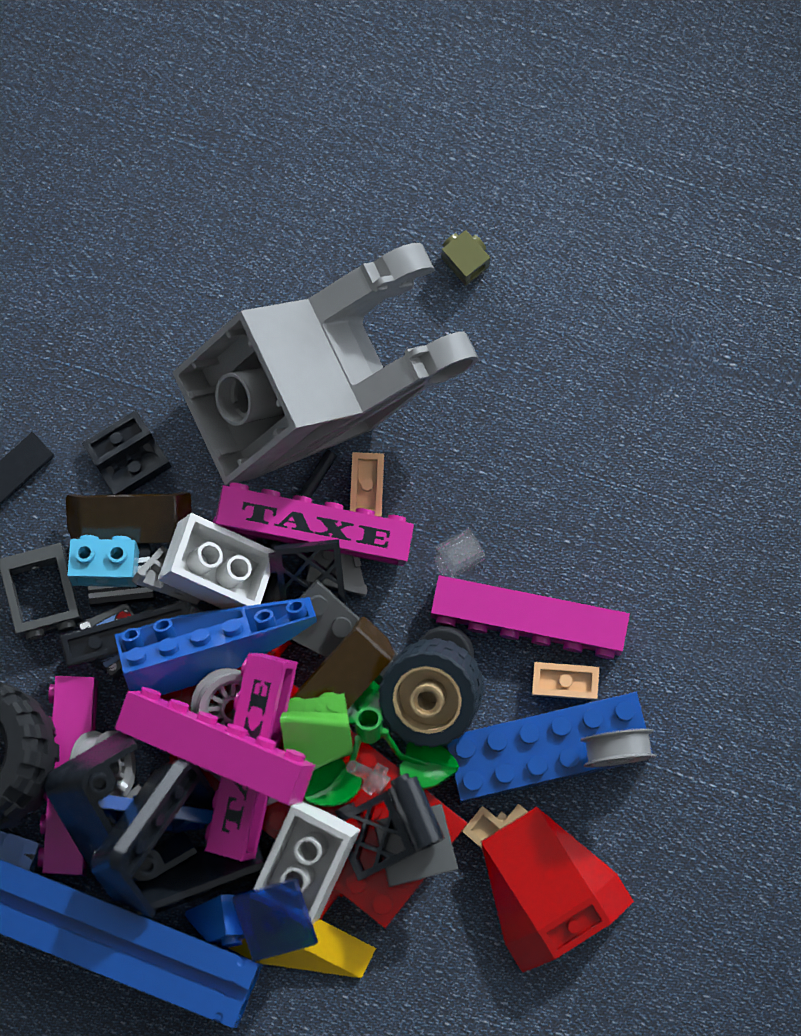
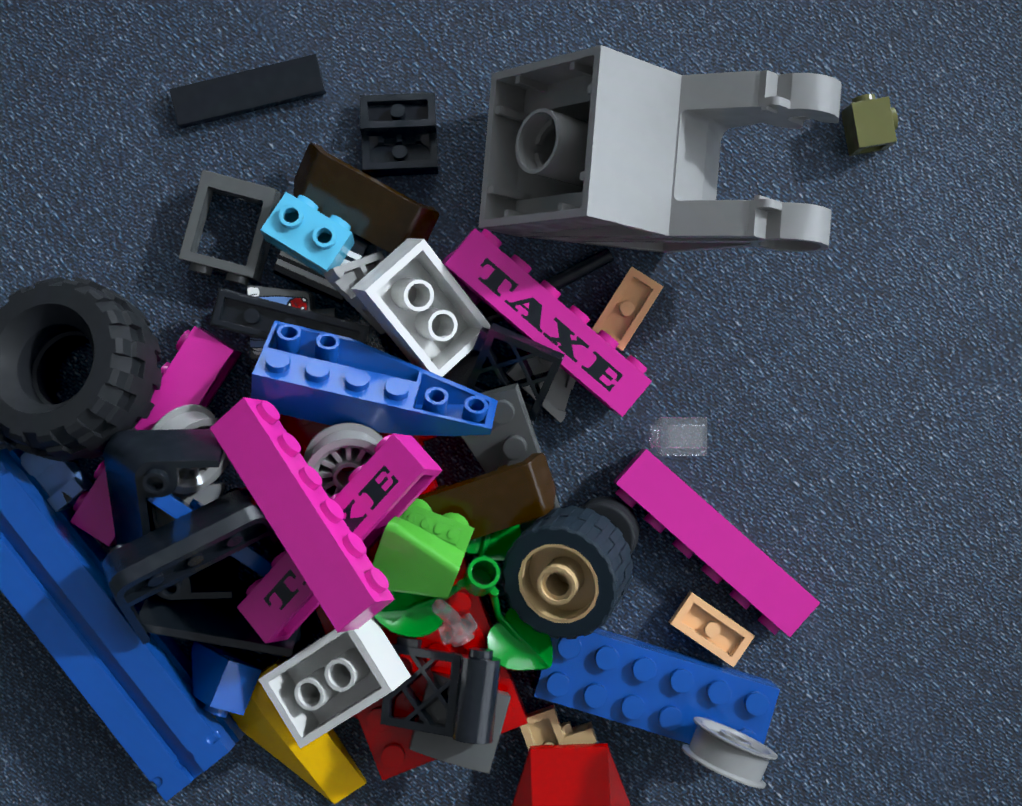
camera: 25 degrees right, 10 degrees up
(275, 919) = (268, 721): clear blue plate -> none

